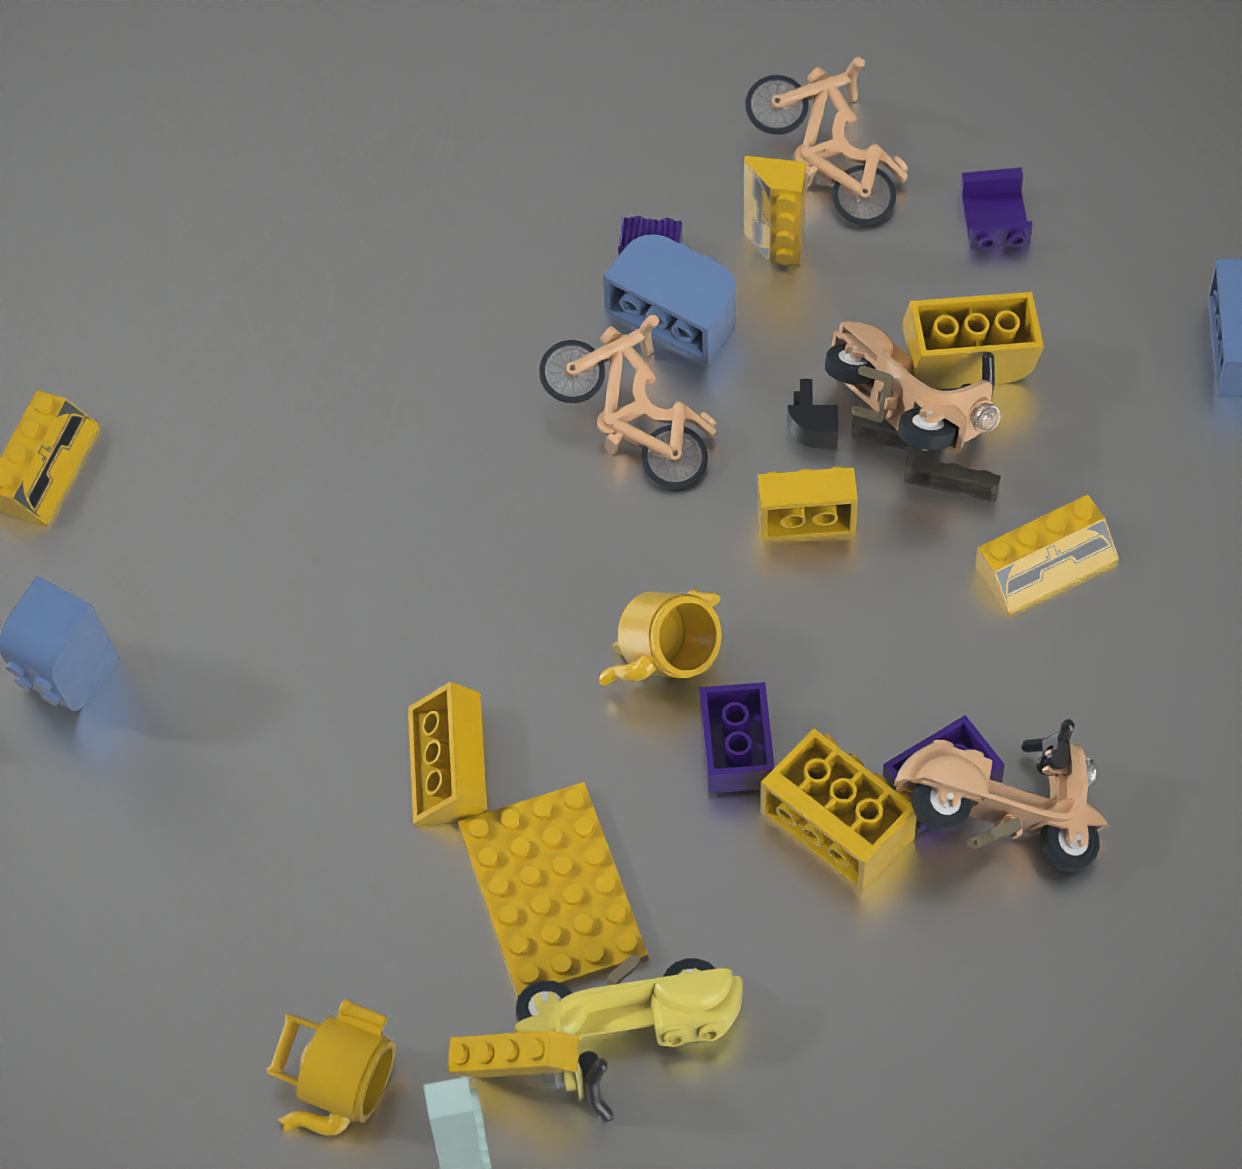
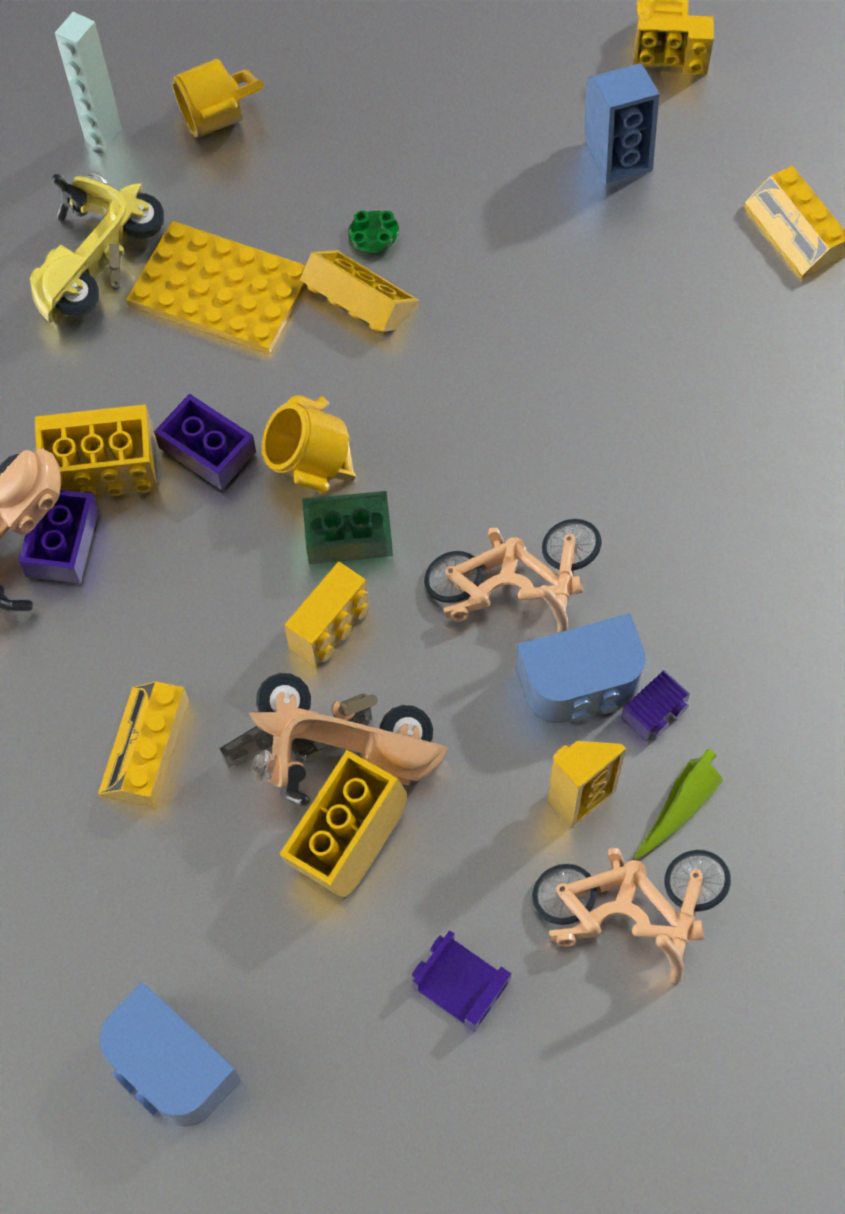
camera: 130 degrees right, 5 degrees up
(363, 803) = (373, 230): none -> green dish
(513, 1054) = (121, 163): yellow brick -> none
(700, 178) = (688, 794): none -> lime piece
(710, 557) = (347, 527): none -> clear green brick
(809, 423) = (399, 680): black brick -> none

